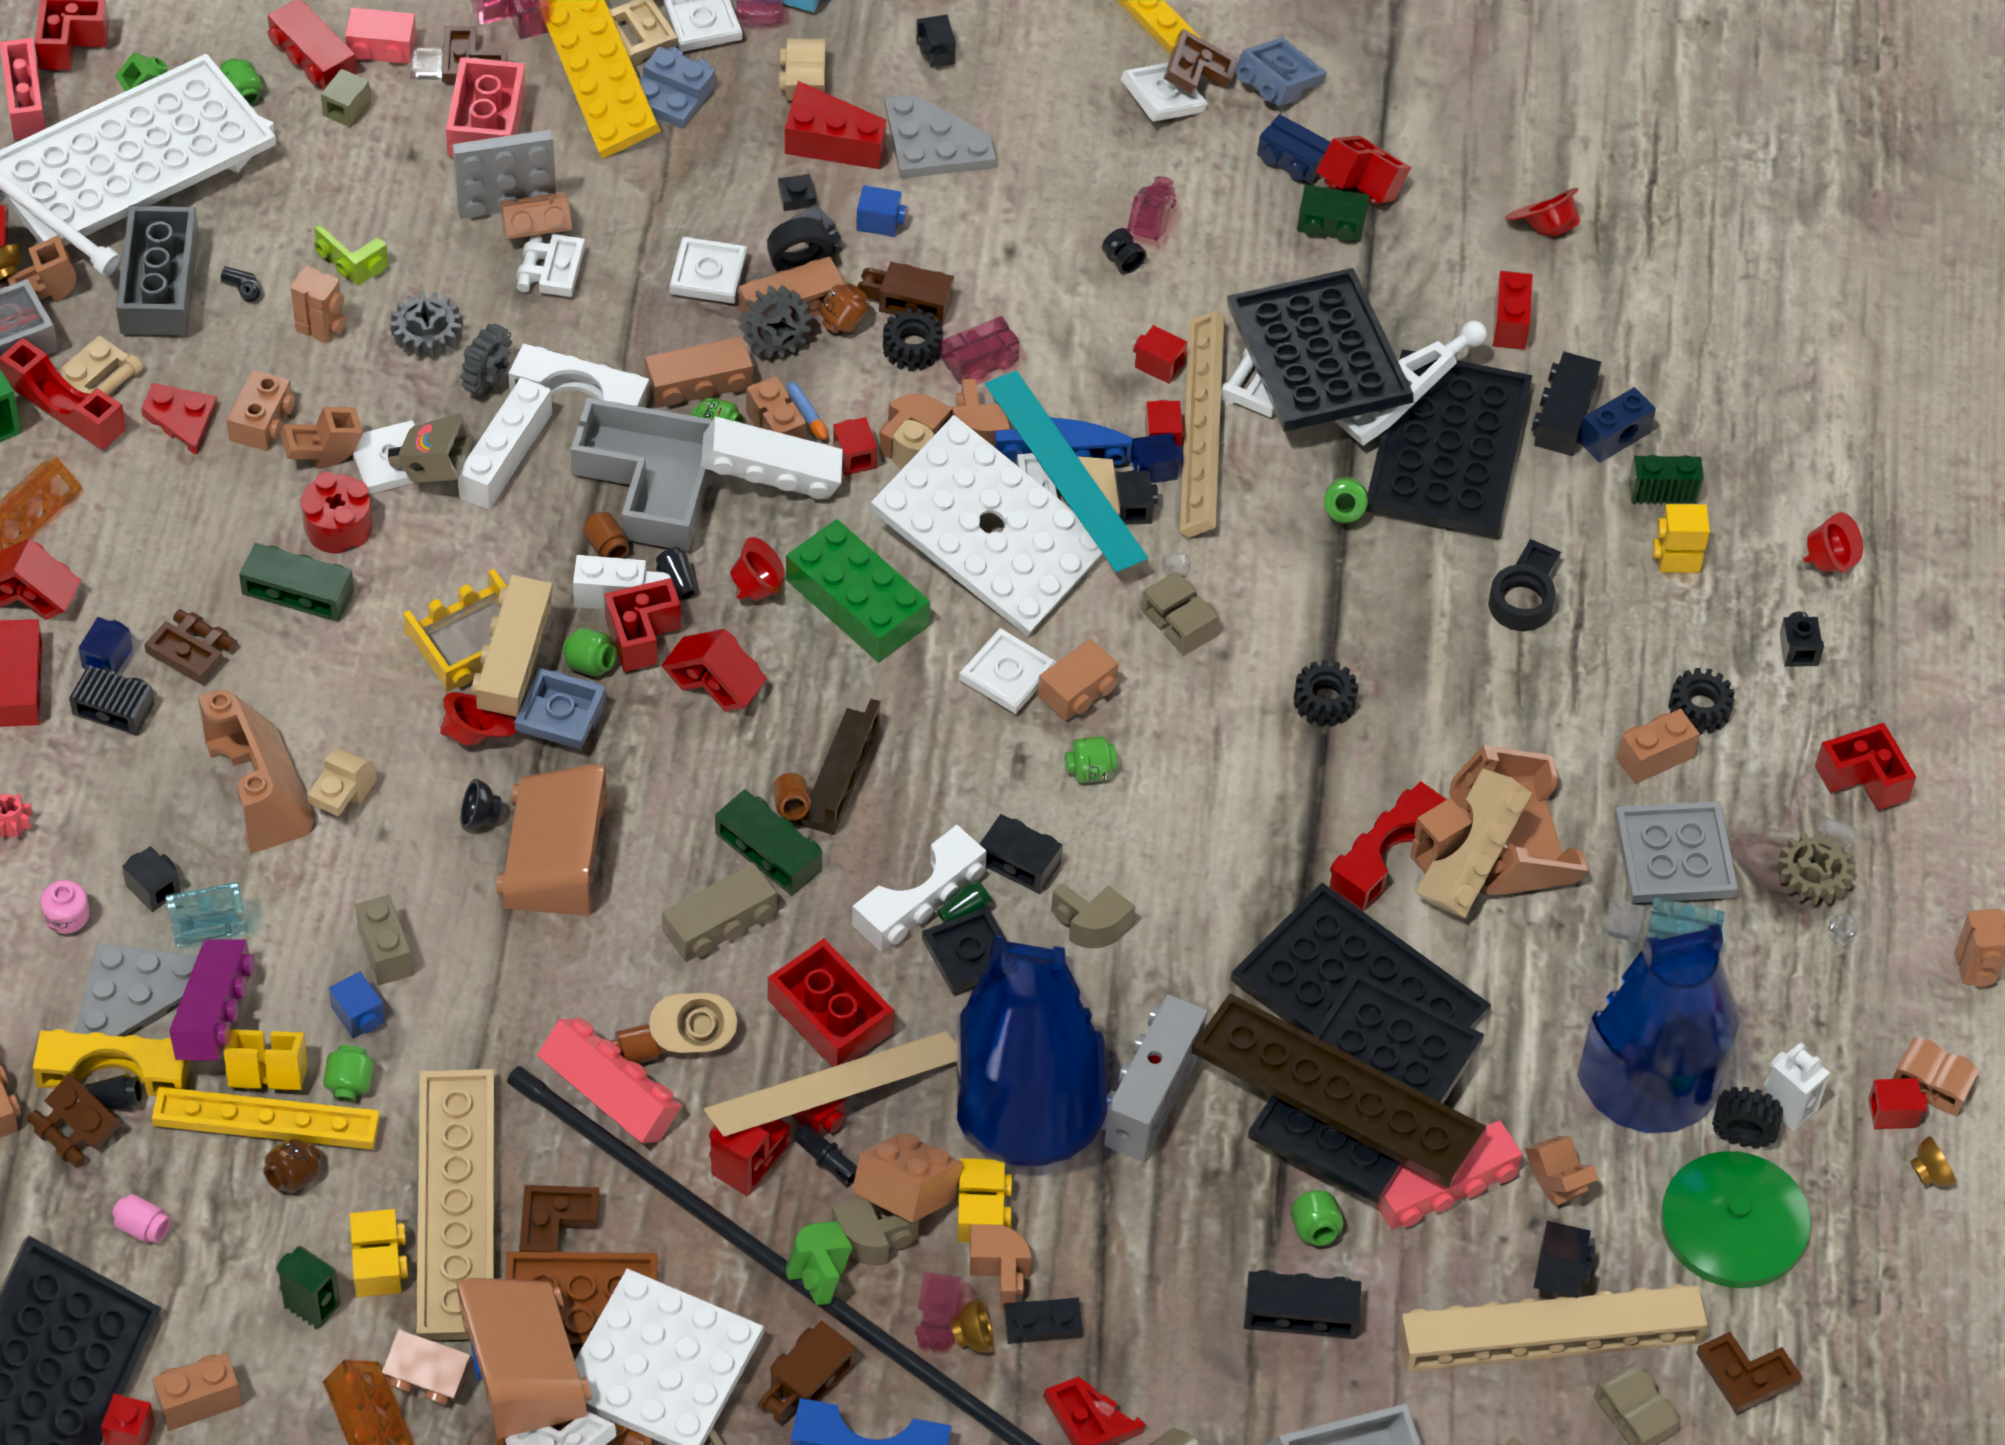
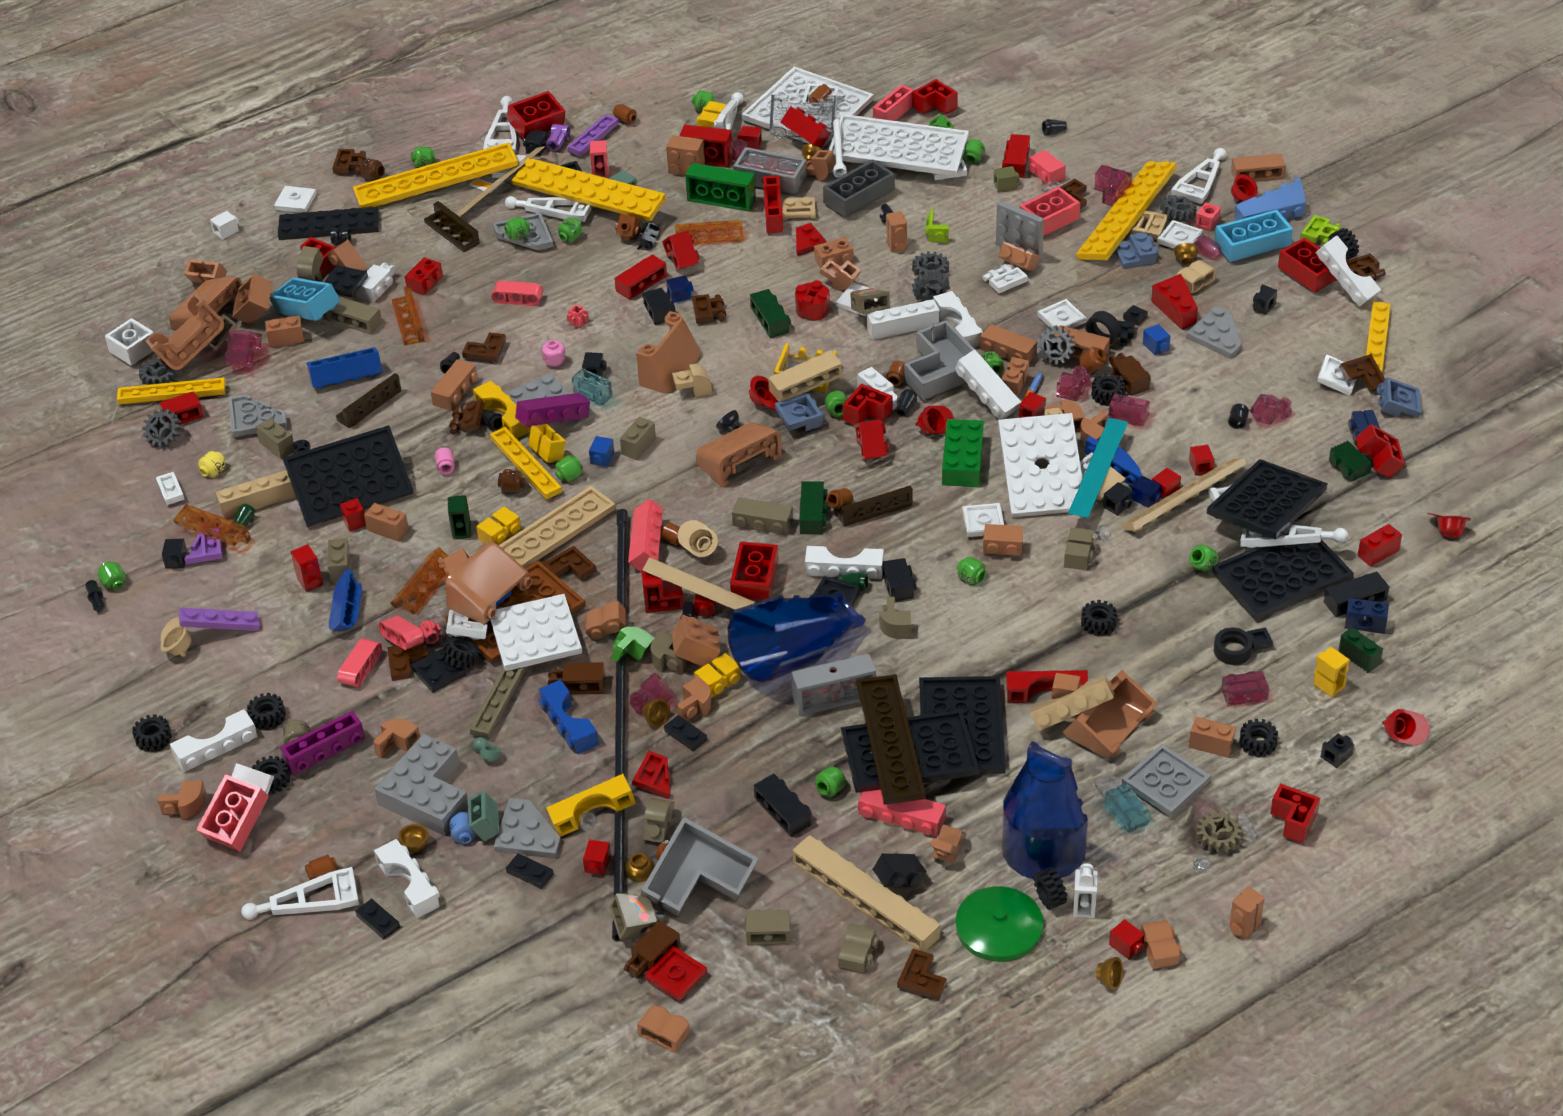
camera: 55 degrees right, 10 degrees down
(733, 1258) = (605, 620): none -> nougat brick
(749, 42) = (1186, 253): none -> pearl gold piece
(858, 365) = (1073, 385): none -> clear pink brick
(1607, 645) = (1244, 688): none -> clear pink brick

